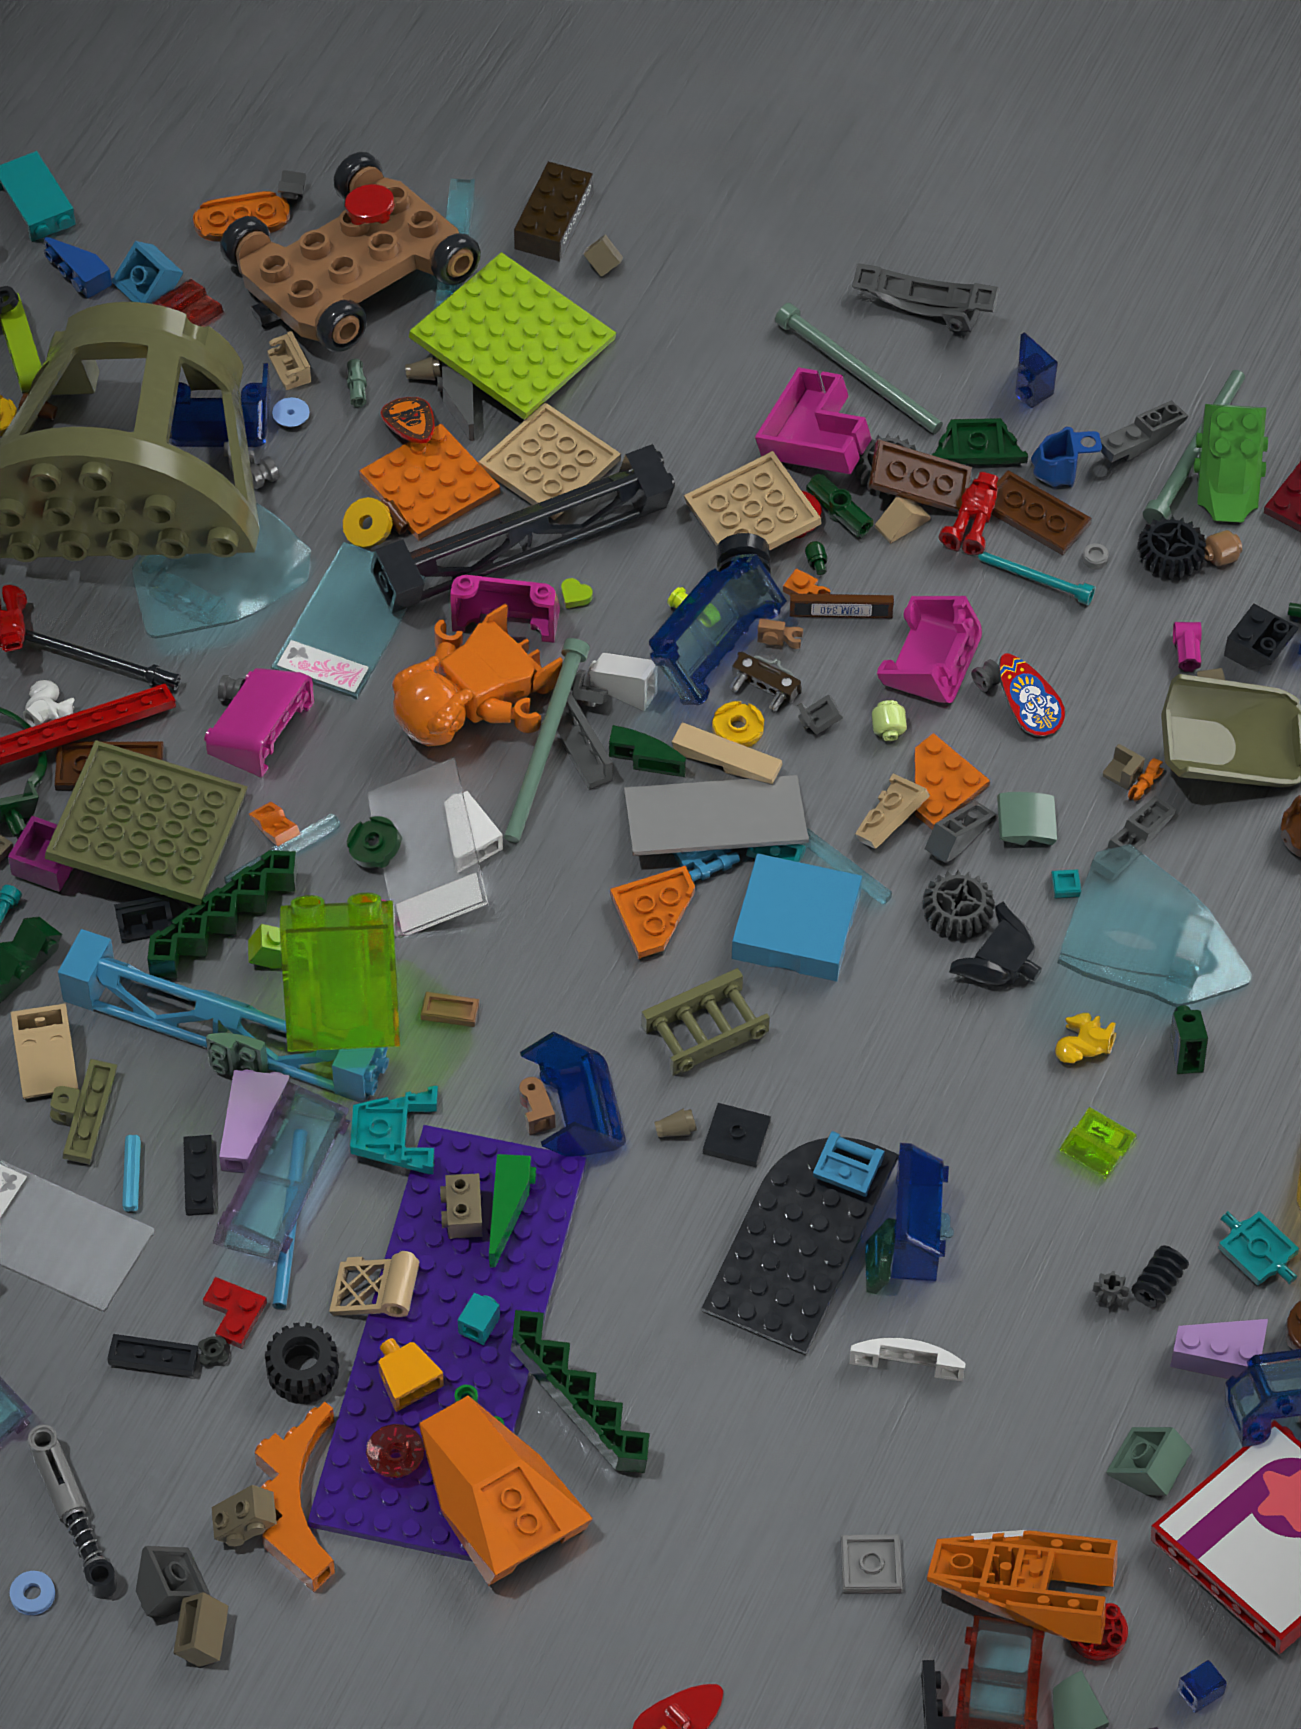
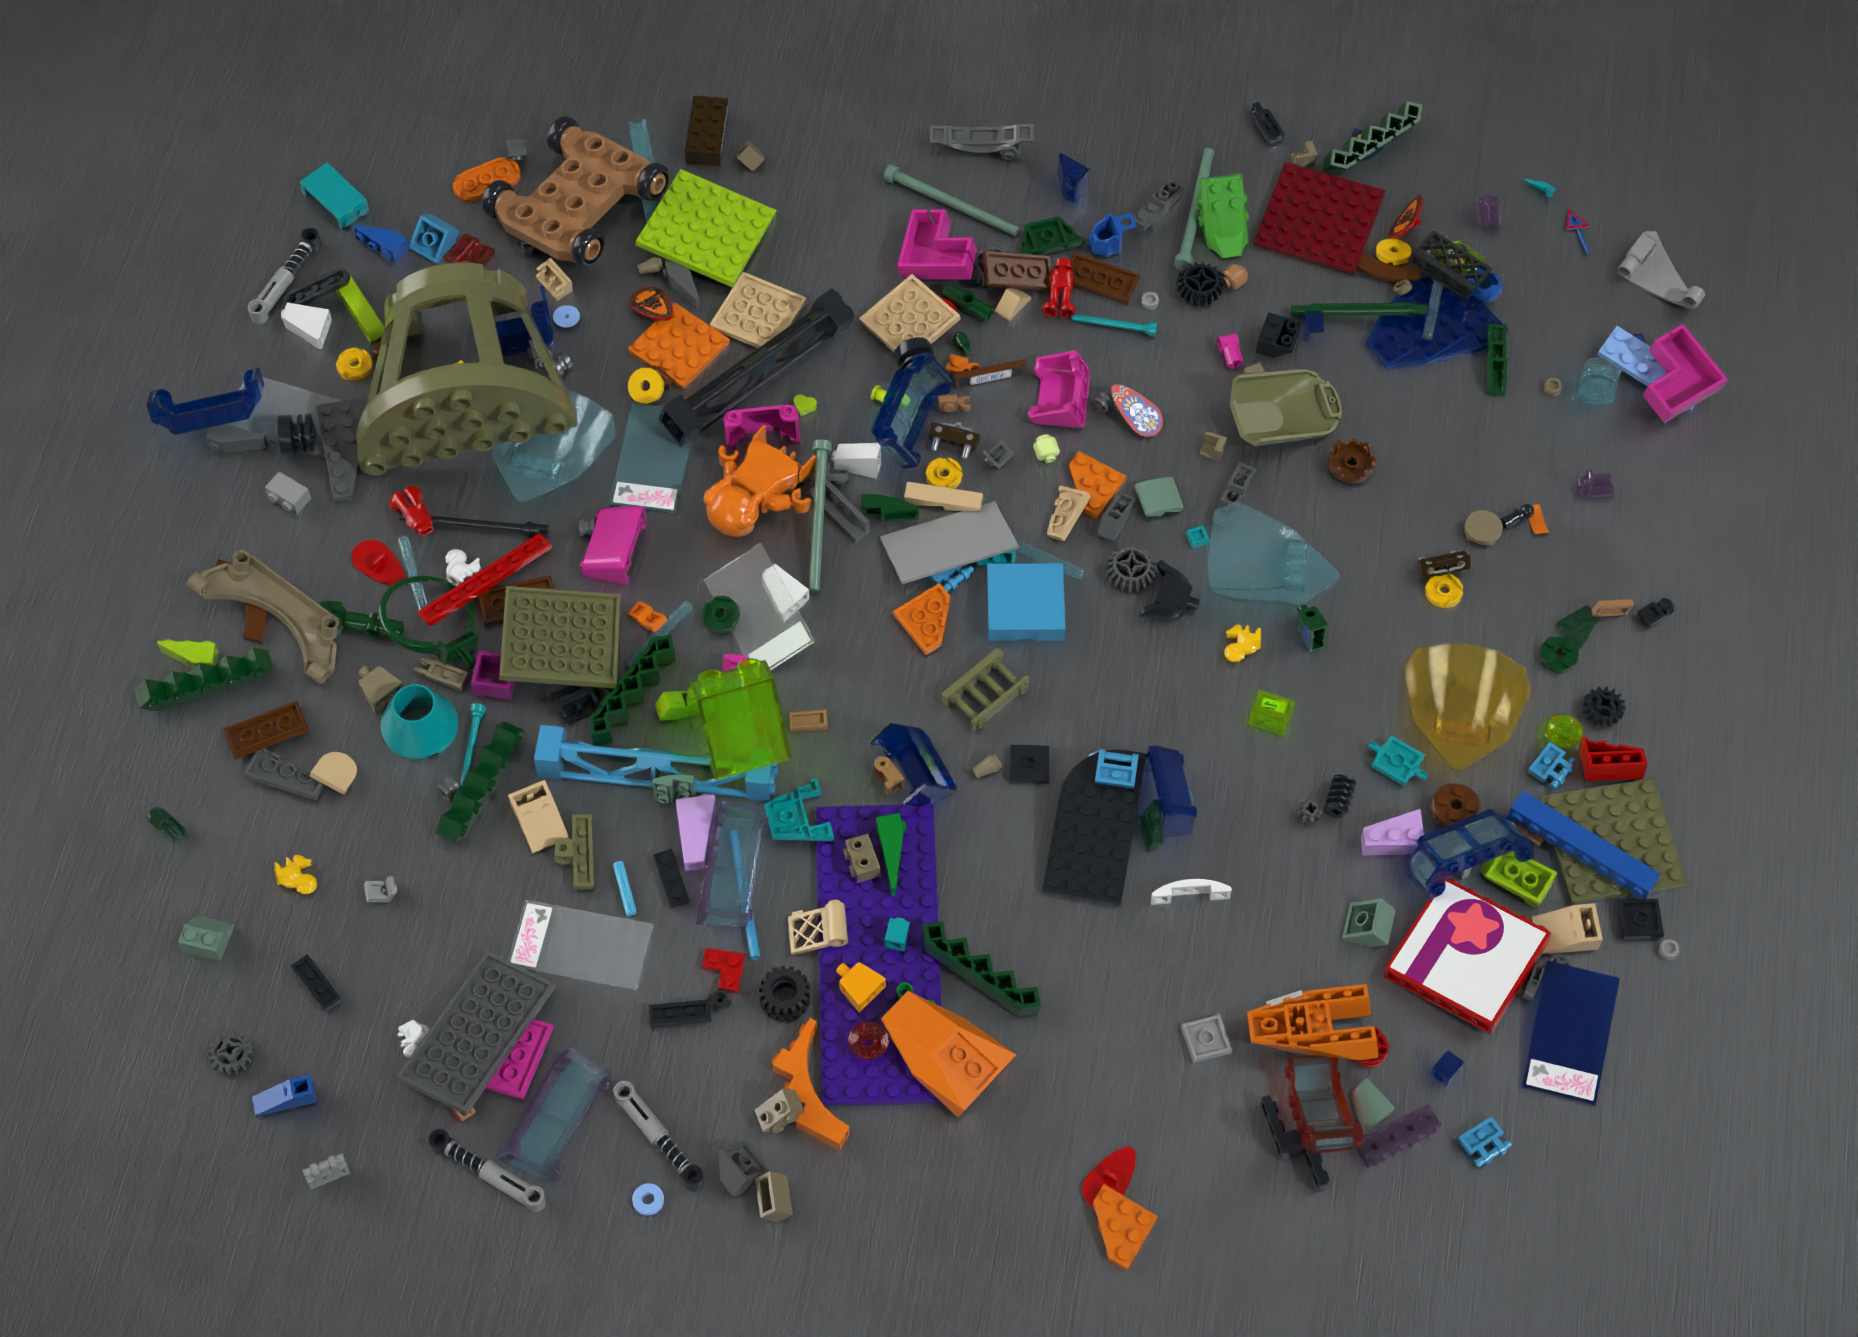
camera: 15 degrees left, 5 degrees up
(356, 383) = (606, 285): sand green pin -> none
(369, 204) = (581, 154): red tile -> none
(1146, 780) = (1230, 451): orange piece -> none

